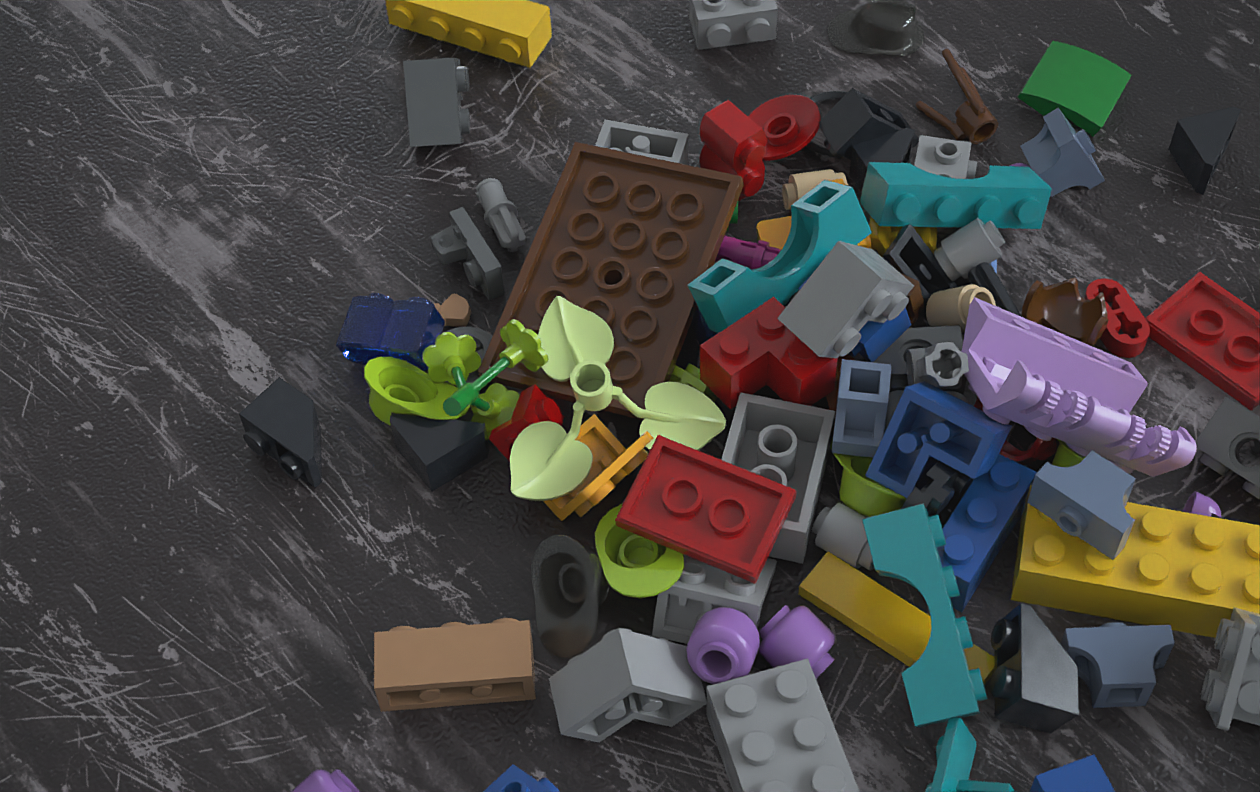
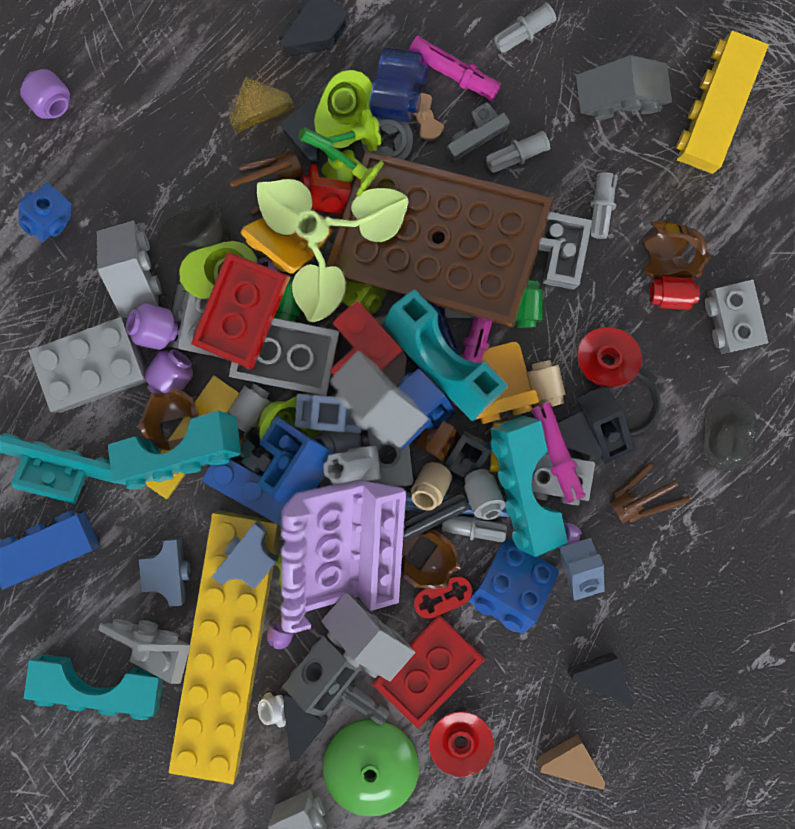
camera: 85 degrees right, 35 degrees up
(336, 203) = (525, 28): none -> light grey axle
(385, 510) = (258, 104): none -> clear yellow slope
(388, 266) = (459, 71): none -> dark pink pin
(454, 665) = (145, 161): medium nougat brick -> none
(492, 481) = (283, 165): none -> reddish brown plant
(569, 131) = (603, 204): none -> light grey axle
(633, 75) = (667, 247): none -> reddish brown helmet
(699, 68) = (674, 292): none -> red brick
(733, 146) = (572, 321): red brick -> none
(848, 629) = (164, 409): none -> reddish brown helmet
(922, 154) = (558, 453): none -> dark pink pin
(1015, 270) = (475, 528): none -> light grey axle
(1033, 673) = (148, 518): black slope -> none
(1077, 84) = (668, 585): green slope -> none
(1105, 227) = (515, 588): none -> blue bracket
(1187, 386) = (366, 638): none -> light grey brick

